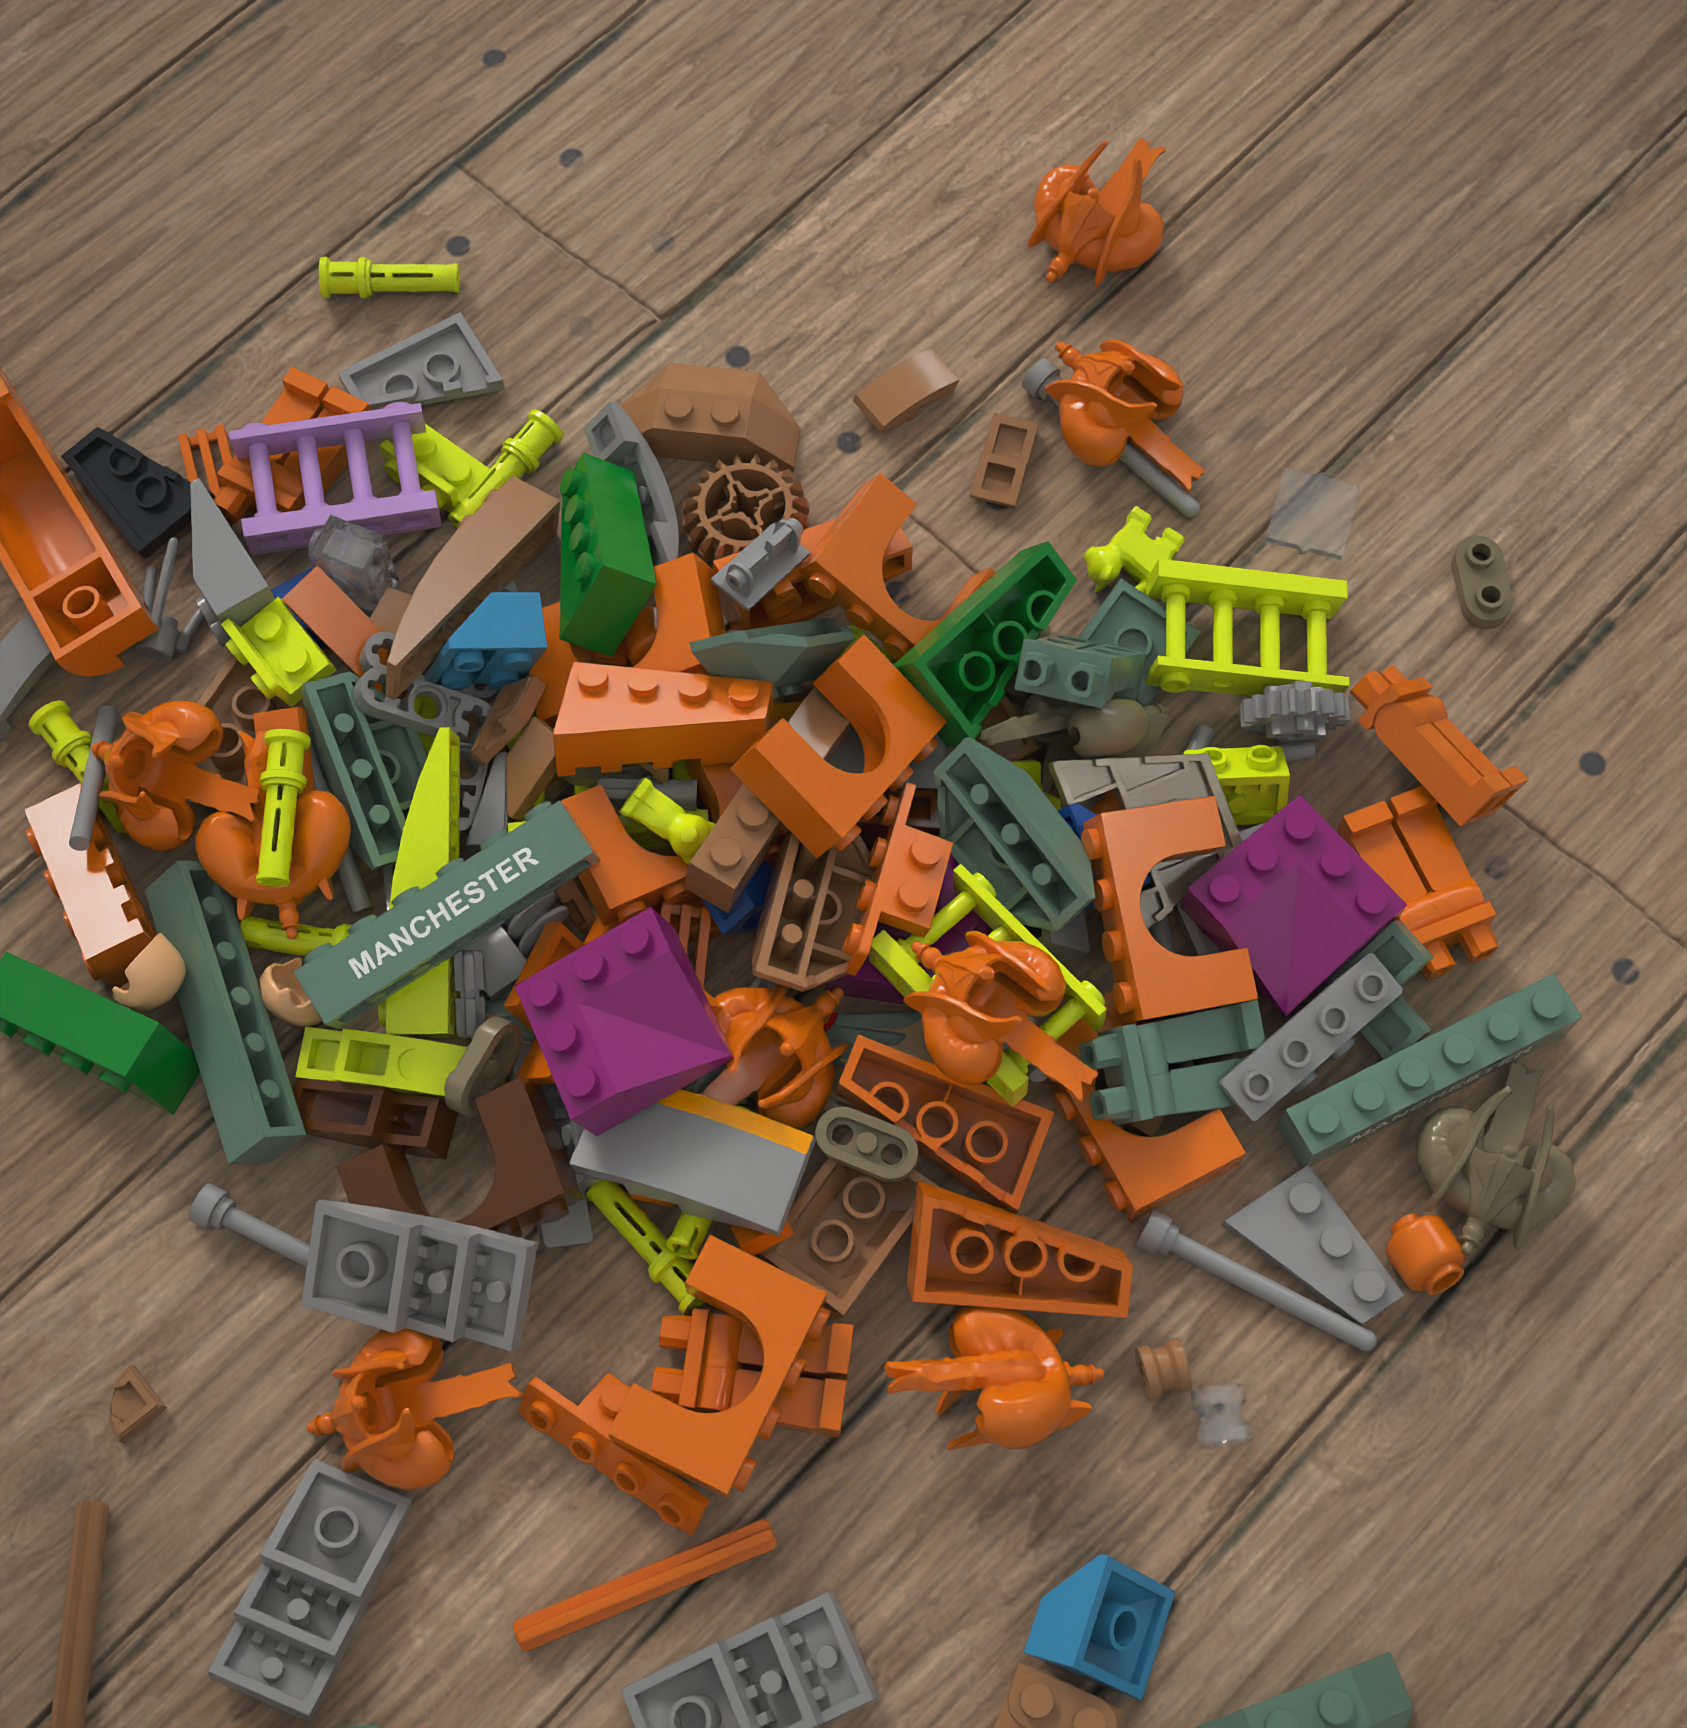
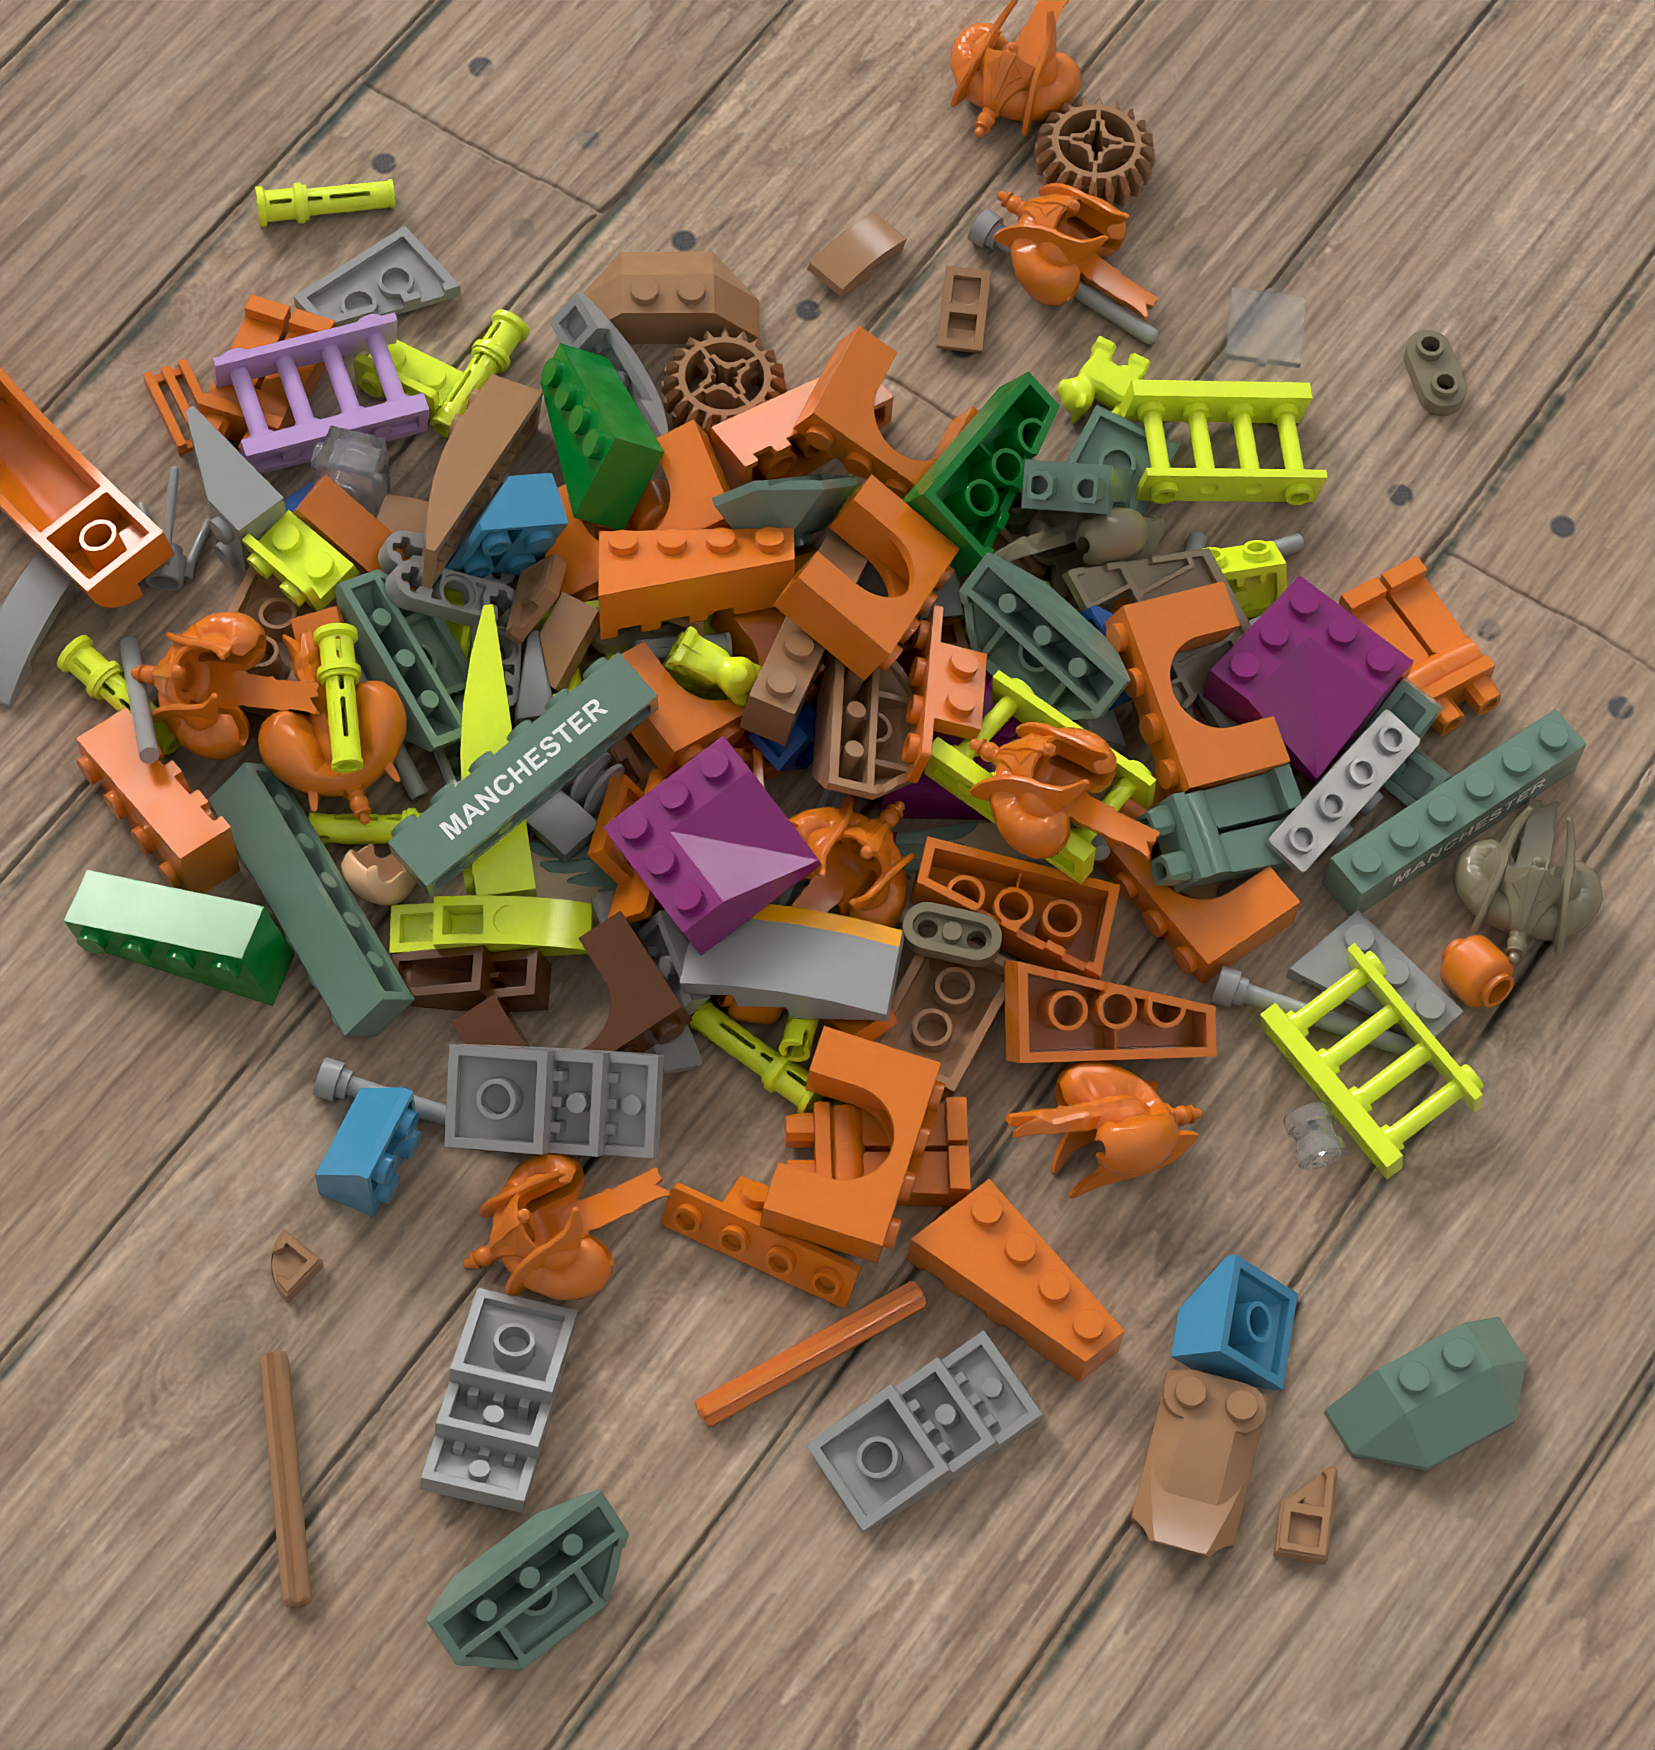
camera: 15 degrees left, 5 degrees down
(137, 493) = (115, 433): black wing -> none
(152, 977) = (244, 869): light nougat hair -> none
(230, 1294) = (370, 1149): none -> dark azure slope
(468, 980) = (544, 841): light grey piece -> none
(483, 1065) = (578, 910): dark tan plate -> none
(763, 563) = (760, 422): light grey hinge -> none
(867, 1528) = (1012, 1274): none -> orange wedge
(1163, 1368) = (1255, 1102): medium nougat wheel -> none
(1193, 315) = (1121, 146): none -> medium nougat gear
(1268, 1386) = (1352, 1106): none -> neon yellow fence
(1294, 712) = (1280, 506): light grey gear -> none
(1432, 747) = (1412, 524): orange hips -> none

